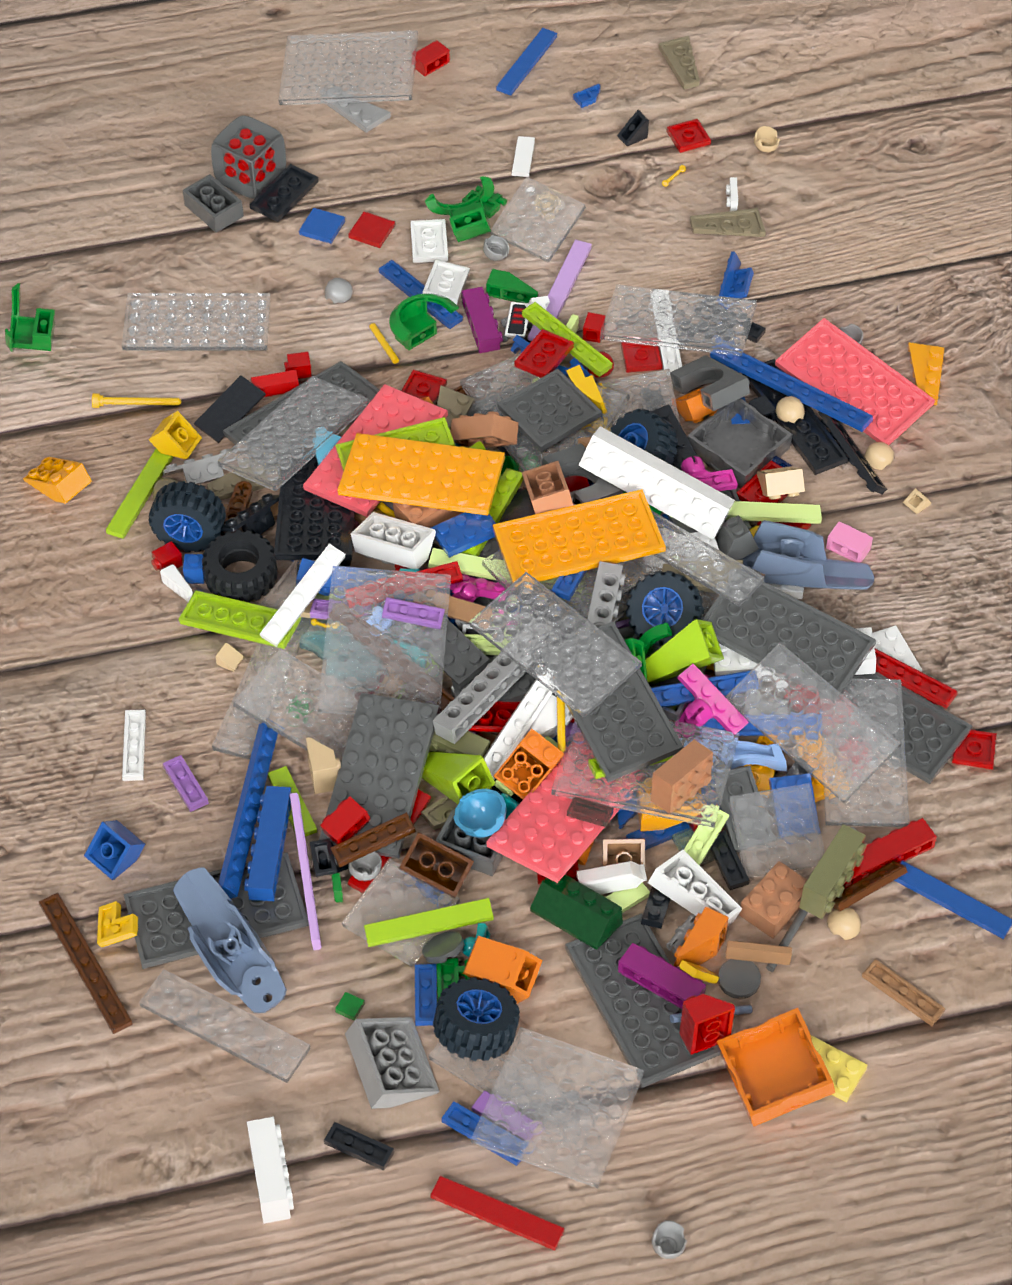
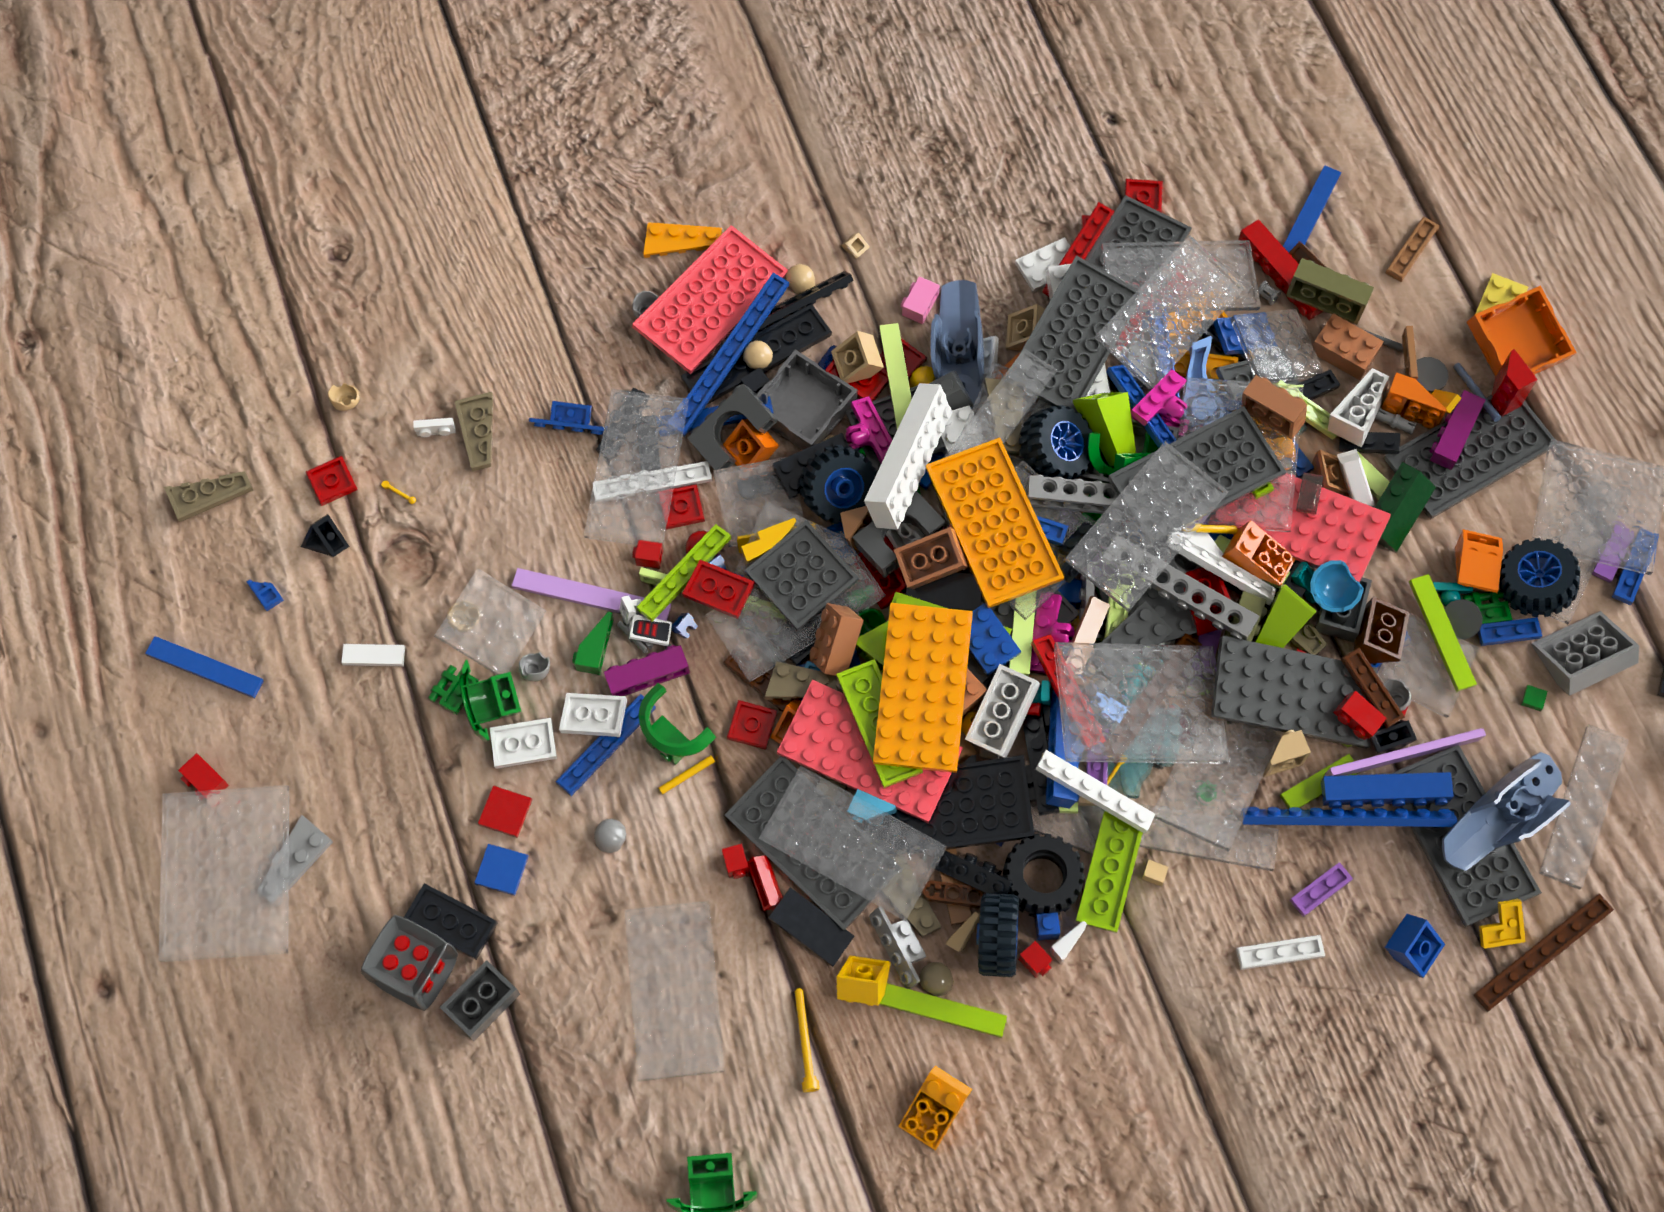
camera: 95 degrees left, 15 degrees up
(337, 887) = (1418, 722): green tile -> none
(413, 613) = (1112, 673): medium lavender tile -> none

